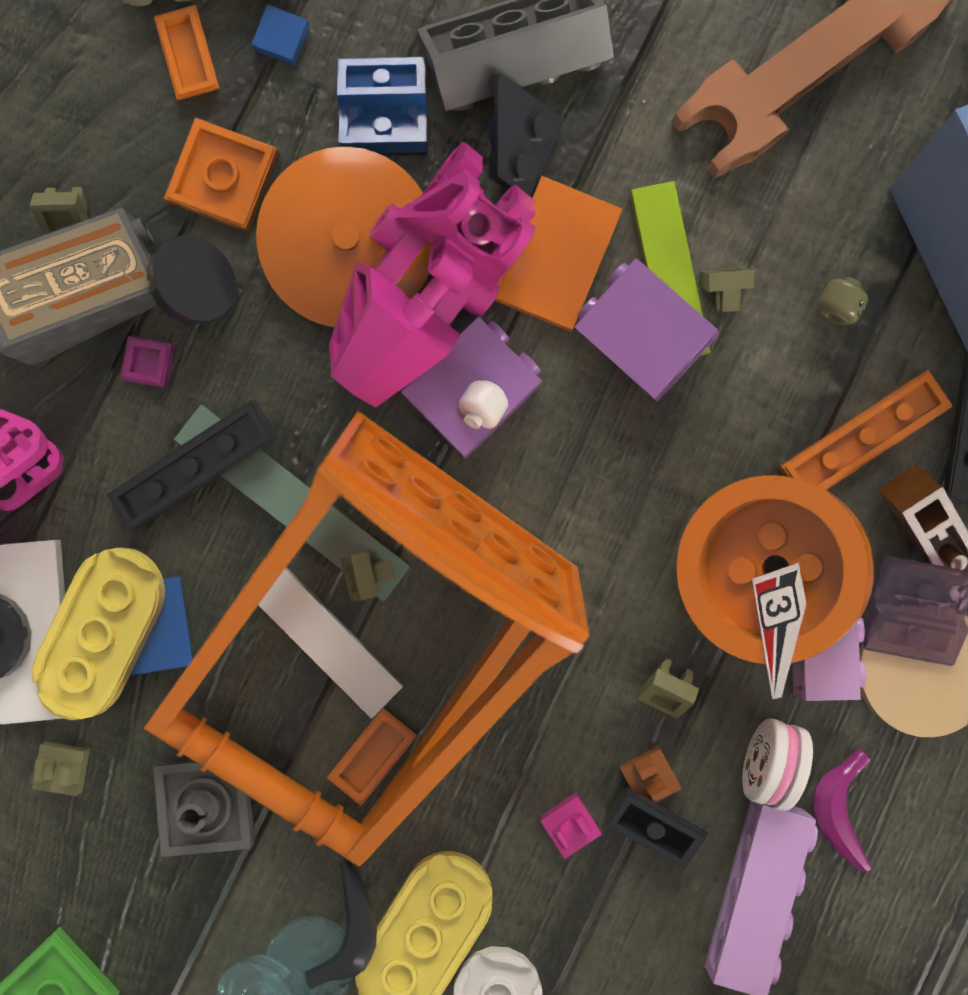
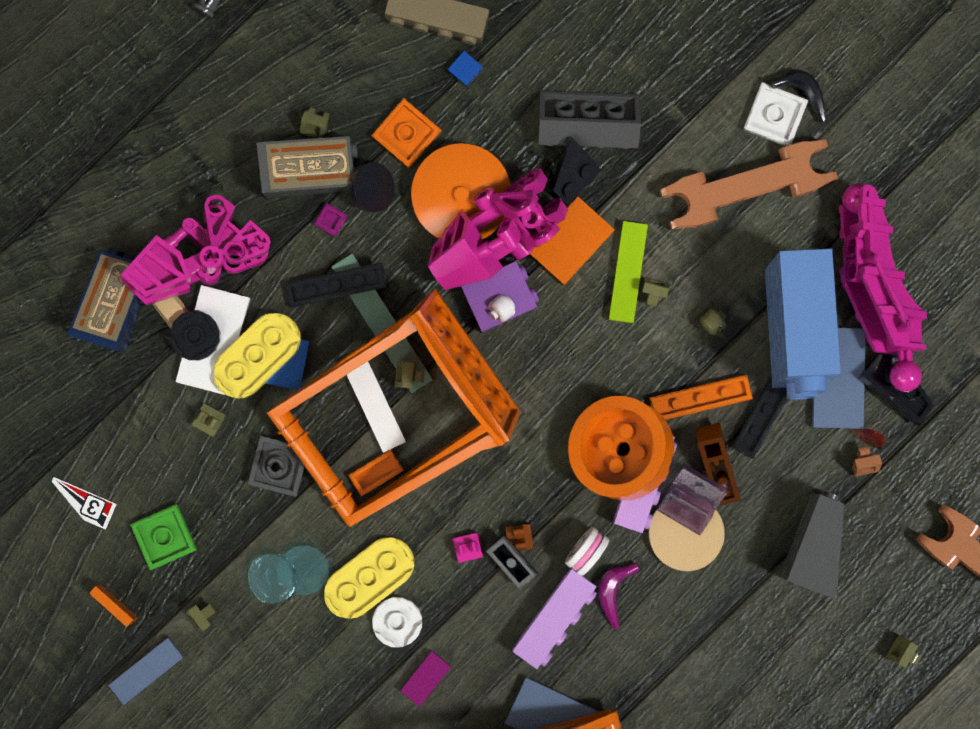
camera: 20 degrees right, 0 degrees up
(186, 52) = (411, 60): orange tile -> none
(359, 934) = (336, 563): black piece -> none
(383, 104) = (506, 126): blue slope -> none
(646, 328) = (601, 299): medium lavender brick -> none
(669, 693) = (545, 495): olive tile -> none
(780, 614) = (614, 468): sticker -> none

